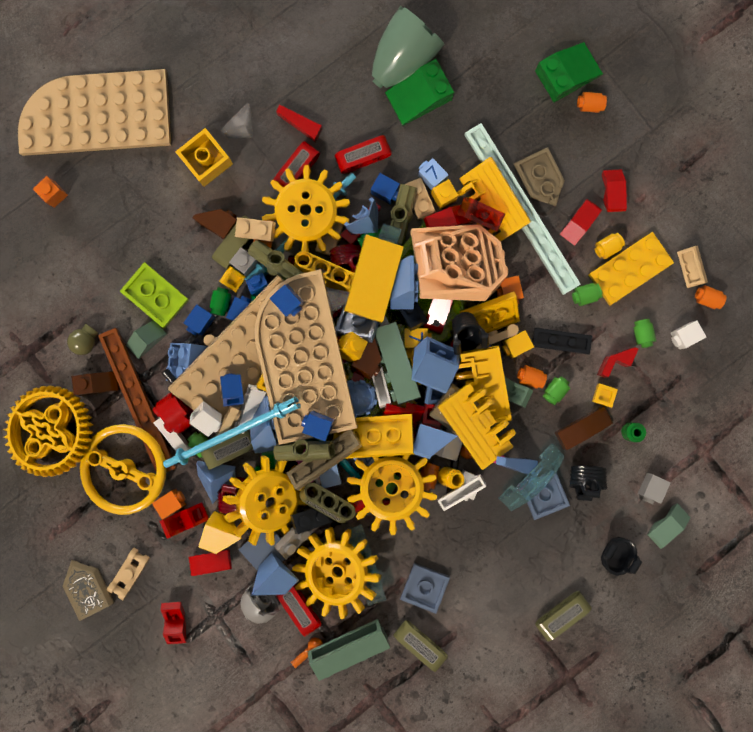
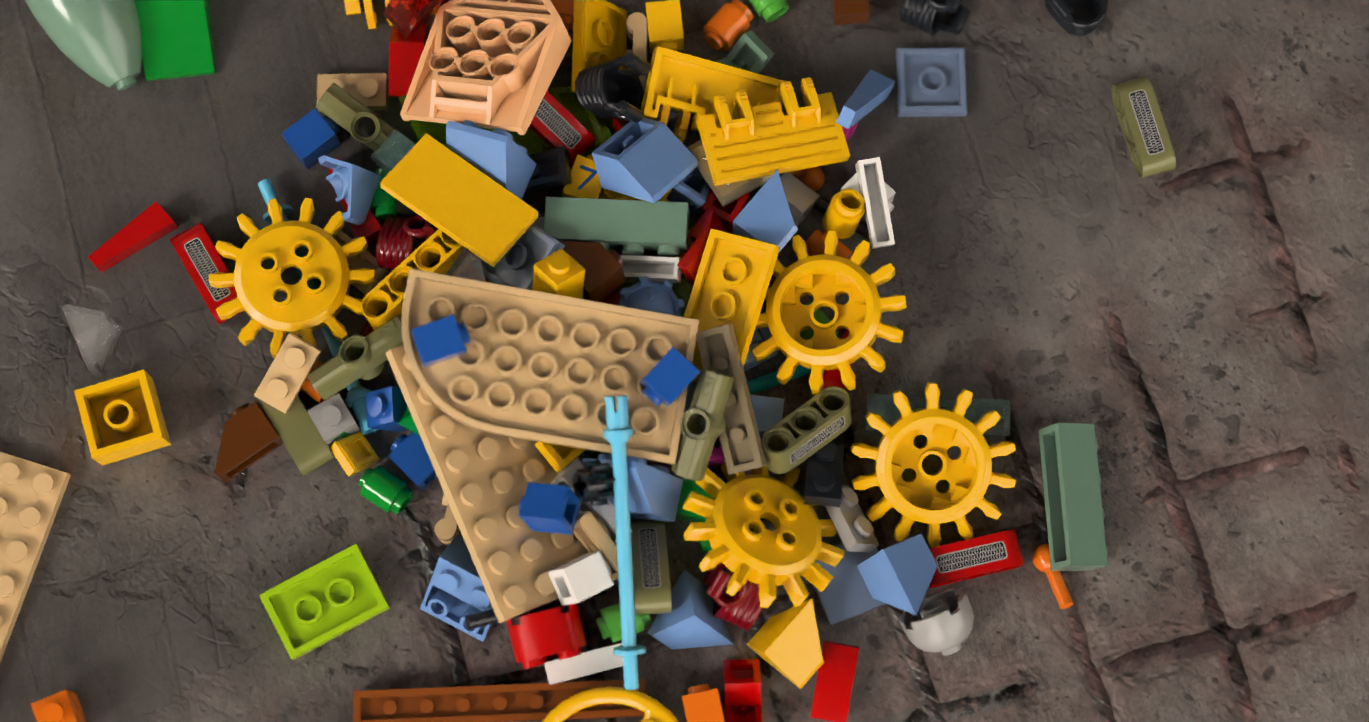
camera: 75 degrees left, 10 degrees down
(145, 338) = (395, 649): sand green slope -> none
(198, 320) = (402, 539): blue brick -> none
(252, 407) = (594, 483): none -> black gear
(363, 154) = (236, 153): red beam -> none
(420, 645) = (1109, 376): olive beam -> none
(425, 588) = (1015, 334): sand blue tile -> none
(432, 173) = (321, 53): light blue brick -> none
(444, 194) = (363, 46): yellow brick -> none
(535, 481) = (903, 85): clear light blue slope -> none

